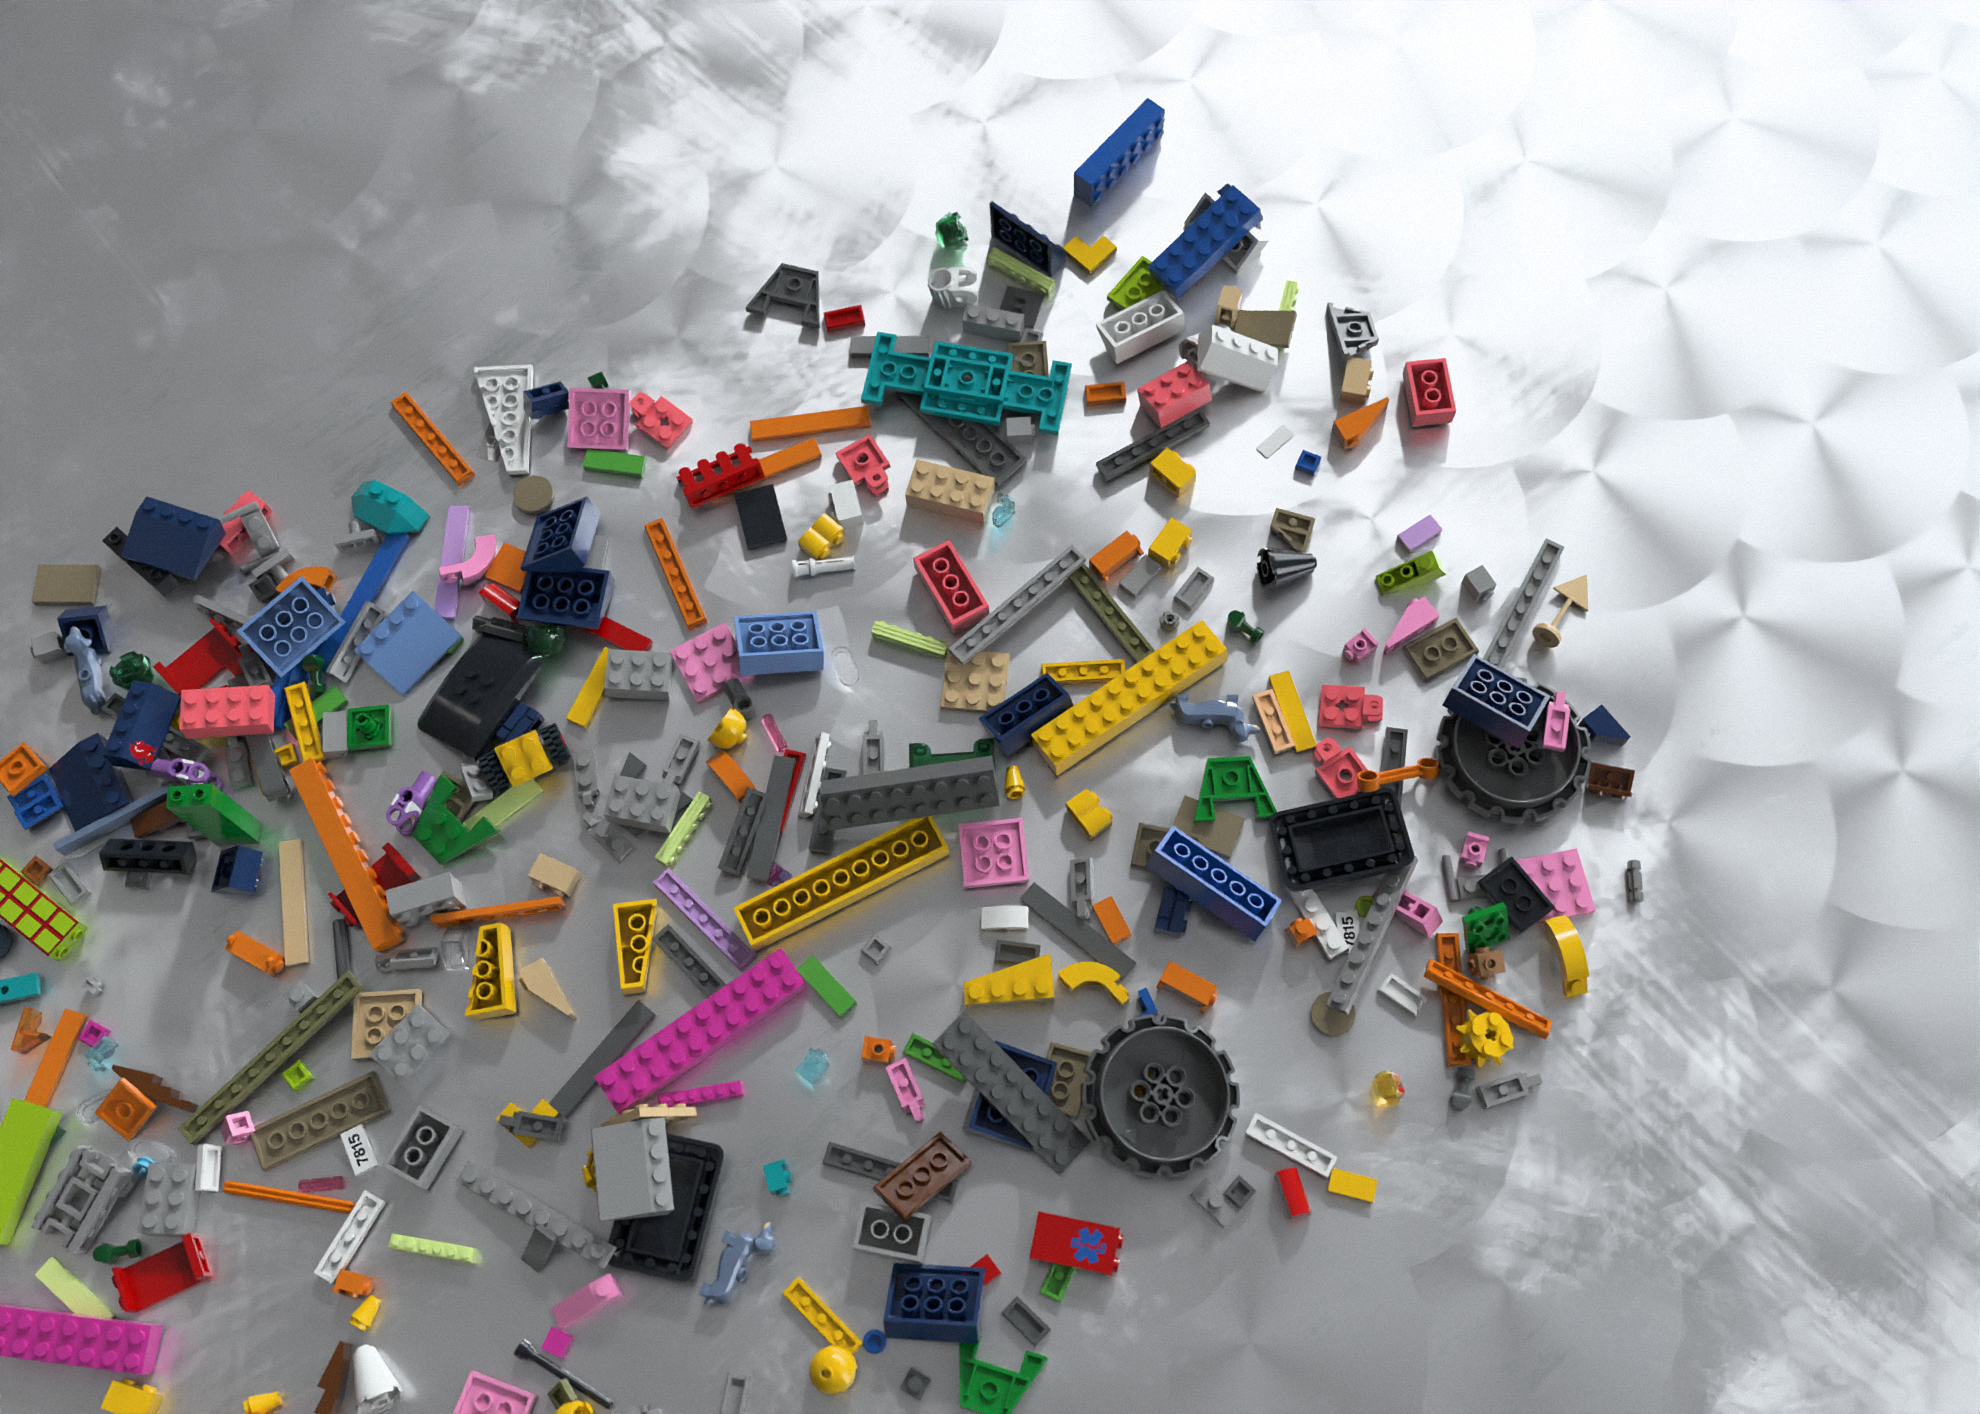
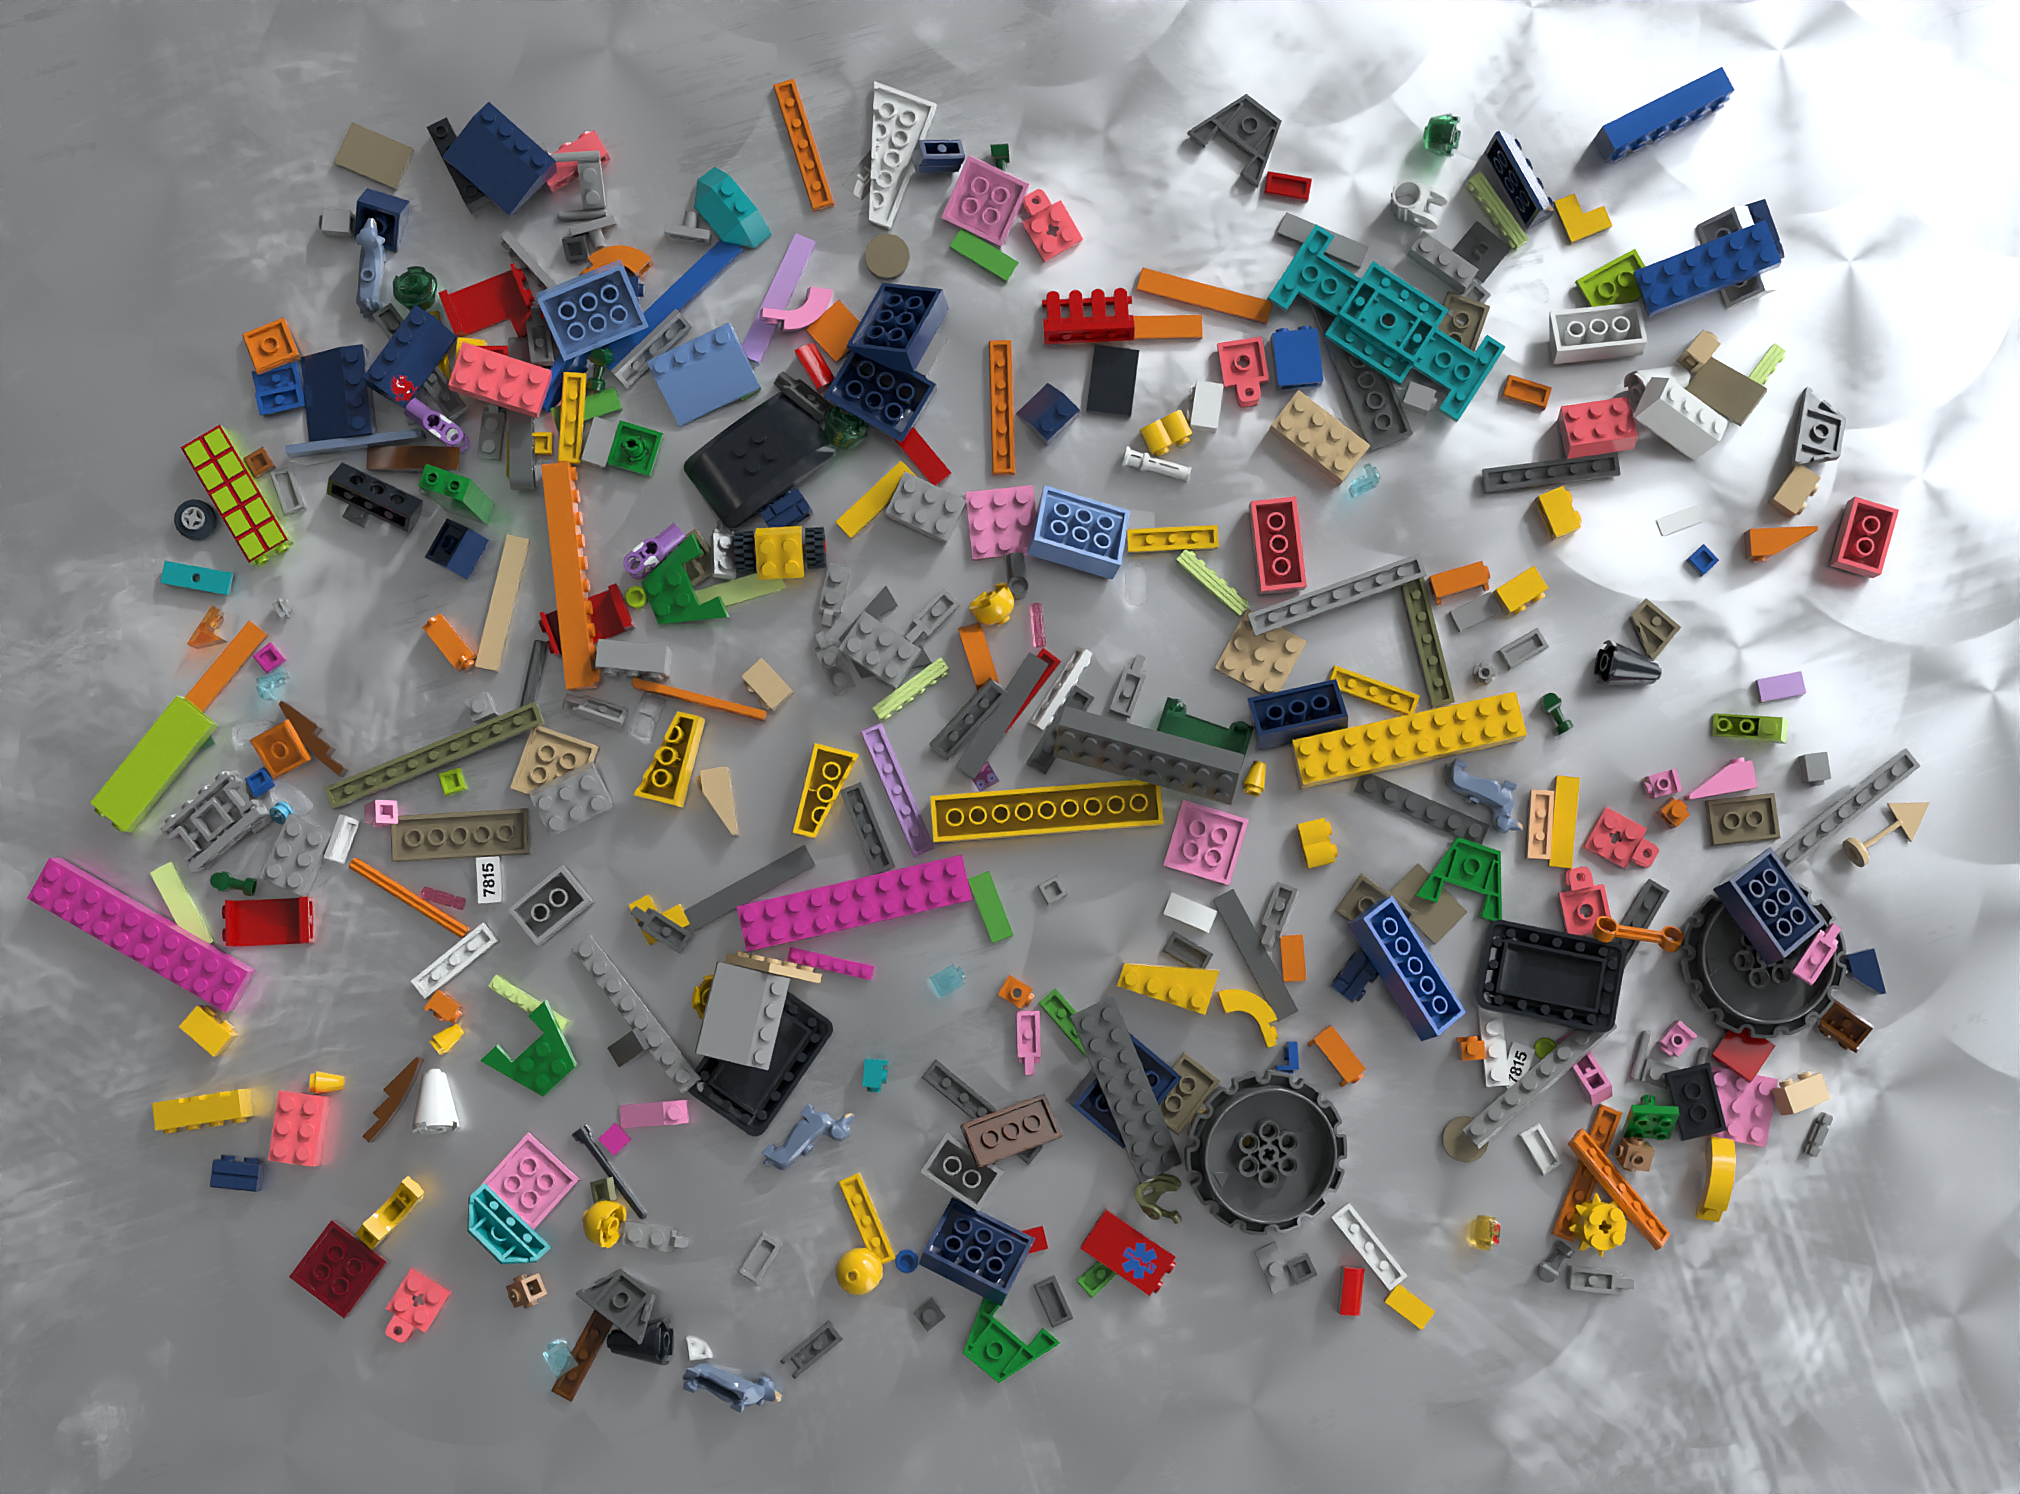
camera: 15 degrees right, 15 degrees up
(116, 1148) = (260, 782): none -> blue tile
(412, 850) = (635, 597): none -> lime tile
(463, 1297) = (543, 1061): none -> green wing
(717, 561) = (1048, 413): none -> dark blue slope
(861, 618) = (1172, 539): none -> yellow plate
(905, 439) = (1296, 358): none -> blue brick
(1080, 1169) = (1160, 1184): none -> olive helmet
(1165, 749) = (1422, 808): none -> dark grey plate
(1381, 662) = (1673, 812): none -> orange brick
(1536, 838) = (1743, 1053): none -> red tile
(1602, 850) = (1801, 1093): none -> tan brick

